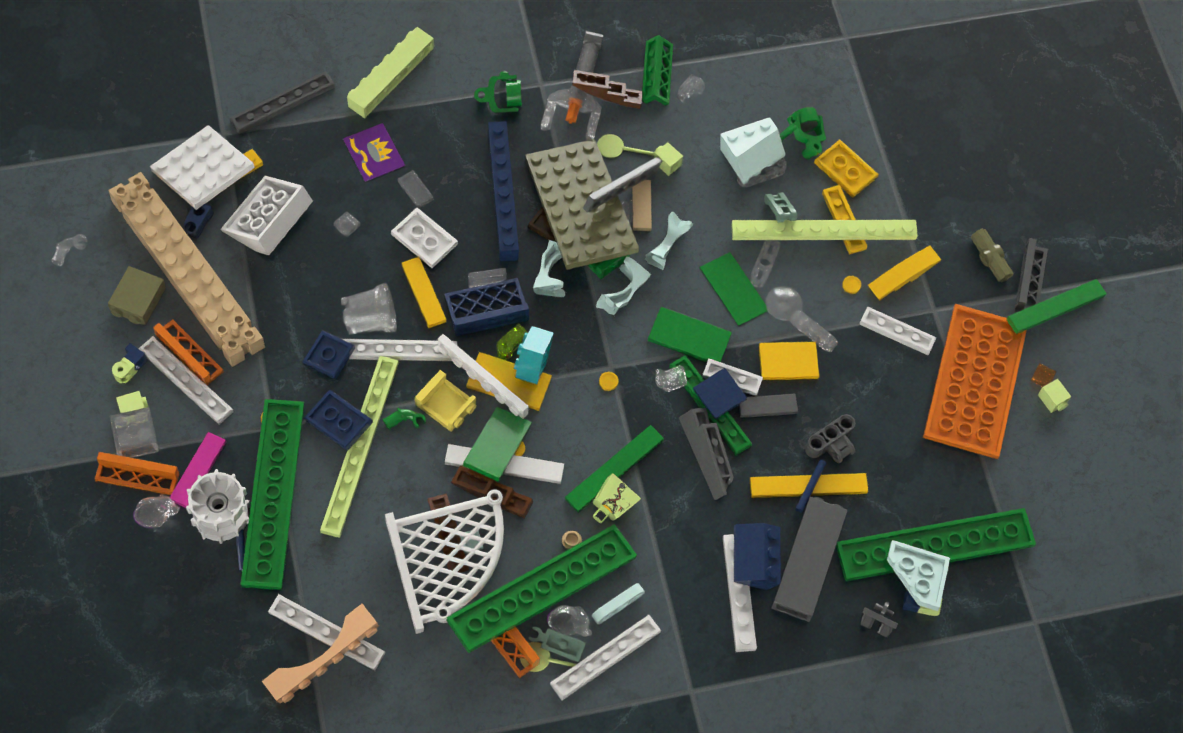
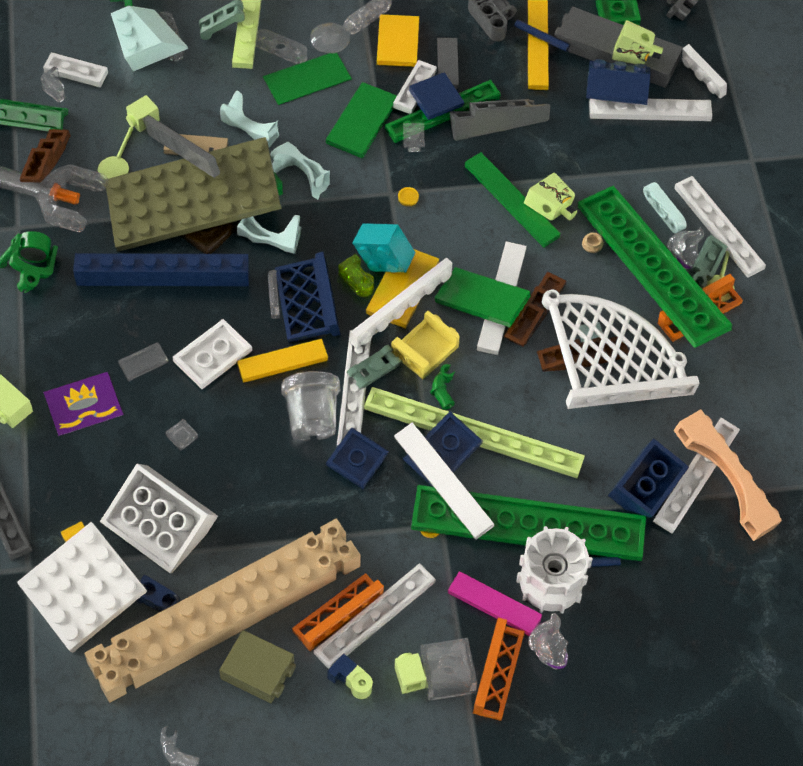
camera: 80 degrees left, 5 degrees down
(304, 419) = (444, 481): none -> white tile
(314, 587) = (648, 480): none -> dark blue slope
(417, 360) = (374, 367): none -> sand green plate
(710, 103) = (77, 69): none -> white plate
(790, 640) = (704, 71): none -> white plate
(795, 556) = (635, 45): none -> yellowish green torso

